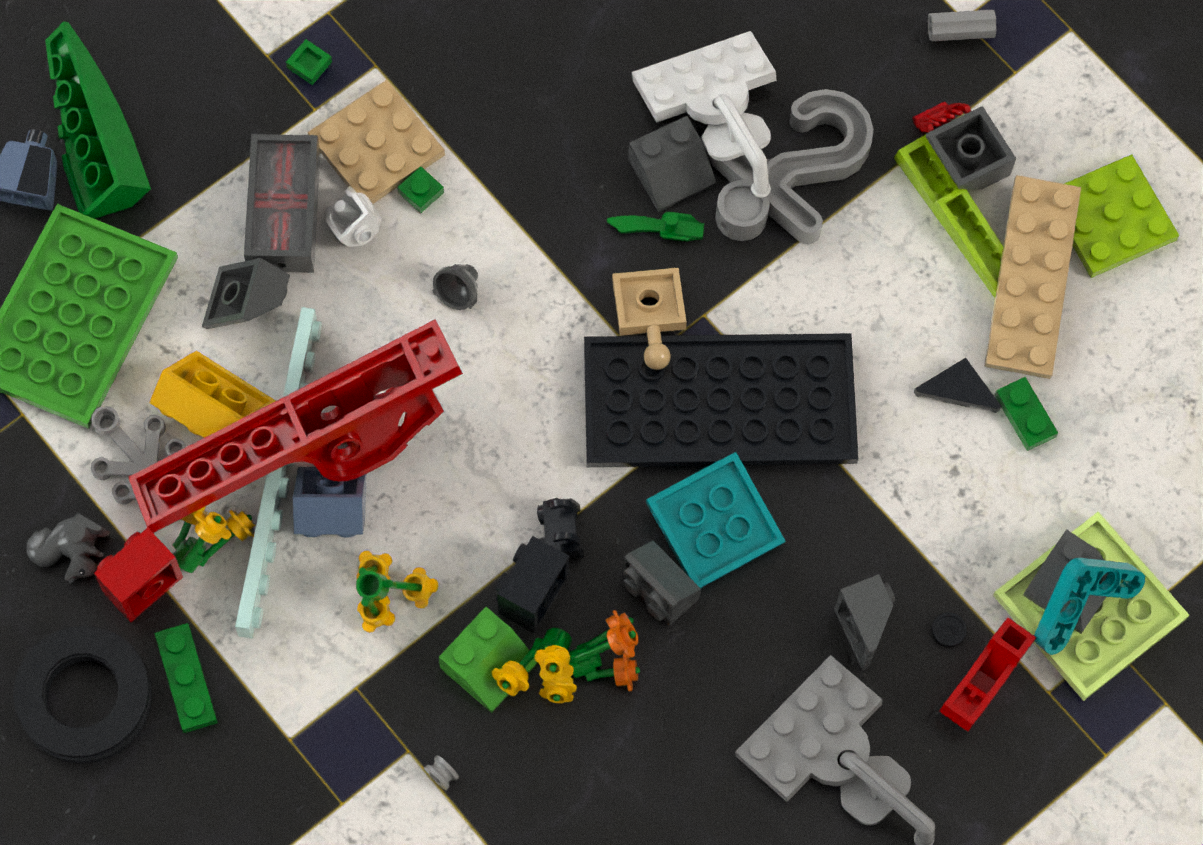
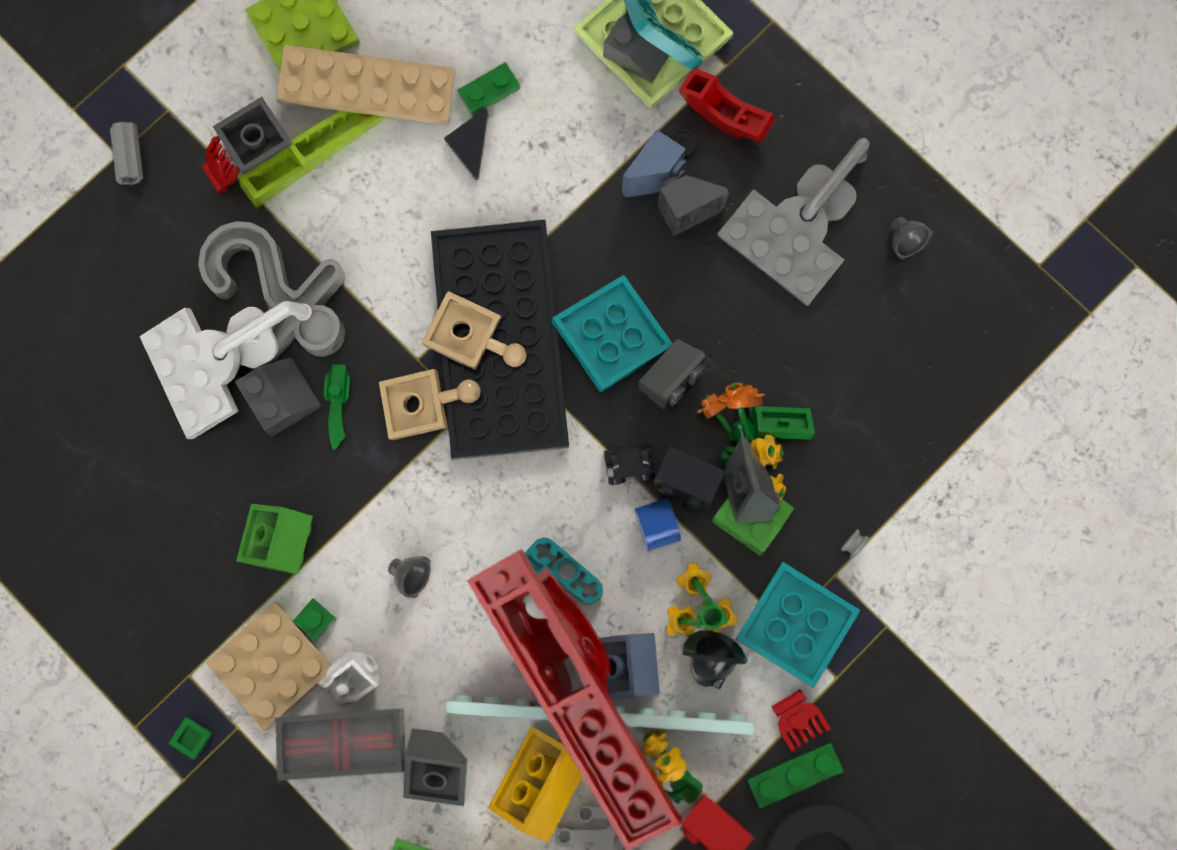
camera: 90 degrees left, 10 degrees up
(251, 688) = (796, 716): none -> red piece
(329, 597) = (712, 657): none -> black helmet
(354, 697) = (797, 625): none -> teal plate
(453, 425) = (540, 564): none -> teal beam
(485, 549) = (657, 524): none -> blue piece
(511, 153) = (274, 538): none -> bright green slope
(511, 644) = (749, 486): none -> dark grey slope
(592, 703) = (783, 422): none -> green plate
(730, 376) = (471, 348): none -> tan plate
(914, 581) = (653, 166): none -> sand blue slope

